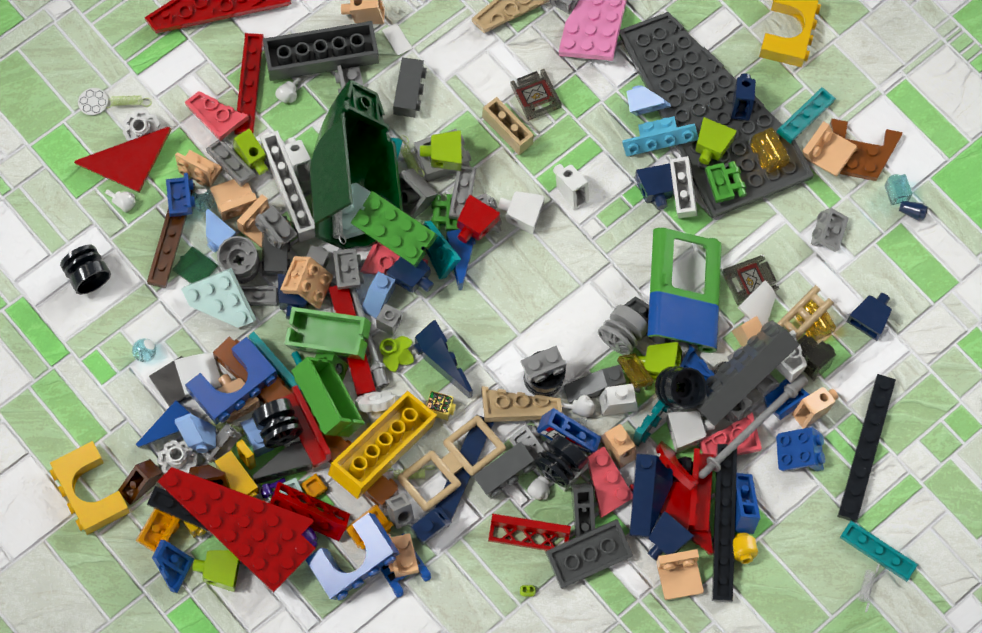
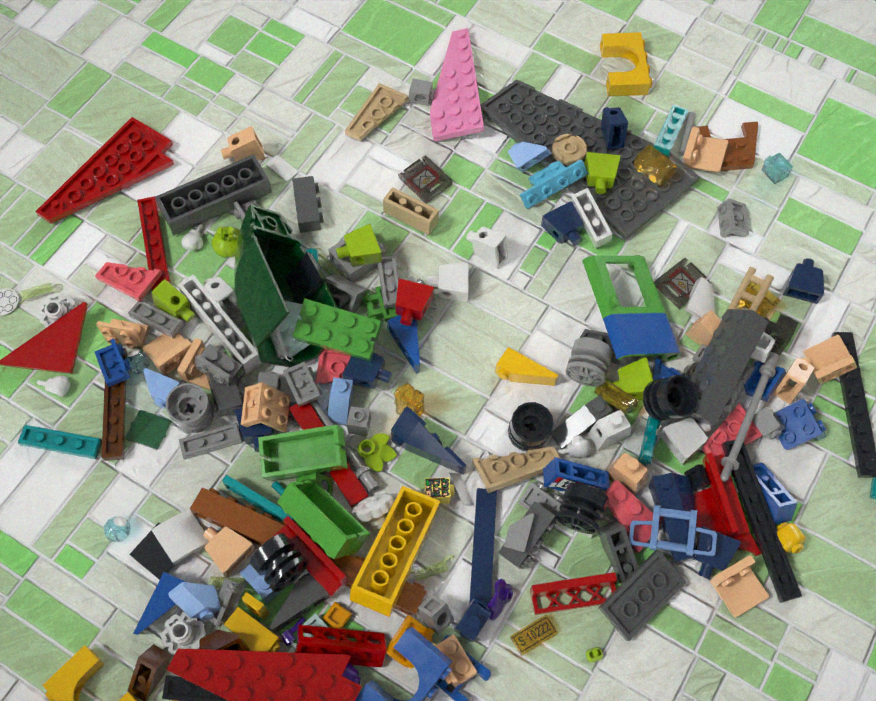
camera: 15 degrees left, 5 degrees down
(85, 269) = (32, 464): black wheel -> none
(115, 255) = (60, 442): none -> teal tile
(221, 298) = (182, 451): light aqua plate -> none
(221, 405) = (212, 562): blue arch -> none
(319, 108) = (225, 241): none -> lime hair
(381, 167) = (305, 278): none -> black tile
(441, 253) = (392, 345): teal wing -> none
(444, 316) = (409, 397): none -> clear yellow brick
(451, 463) = (470, 547): tan bar -> none
(461, 409) = (461, 489): none -> white sticker
(464, 514) = (502, 595): none -> dark purple plate
(480, 557) = (534, 635): none -> clear yellow tile
(496, 465) = (519, 534): none -> light grey tile
(539, 488) = (566, 543): white piece -> none
(543, 364) = (529, 416): light grey bracket -> none
(558, 317) = (520, 369): none -> yellow slope
(616, 512) = (672, 546): none -> medium blue bar
(669, 459) = (689, 475): red tile -> none
(691, 106) = (569, 149): none -> tan tile
(720, 184) = (623, 206): bright green plate -> none
(770, 439) = (768, 423): none -> light grey brick
(827, 118) = (689, 125): none -> light grey bar
(857, 399) = (830, 359): none -> light nougat bracket
(914, 209) = (797, 181): dark blue cone -> none

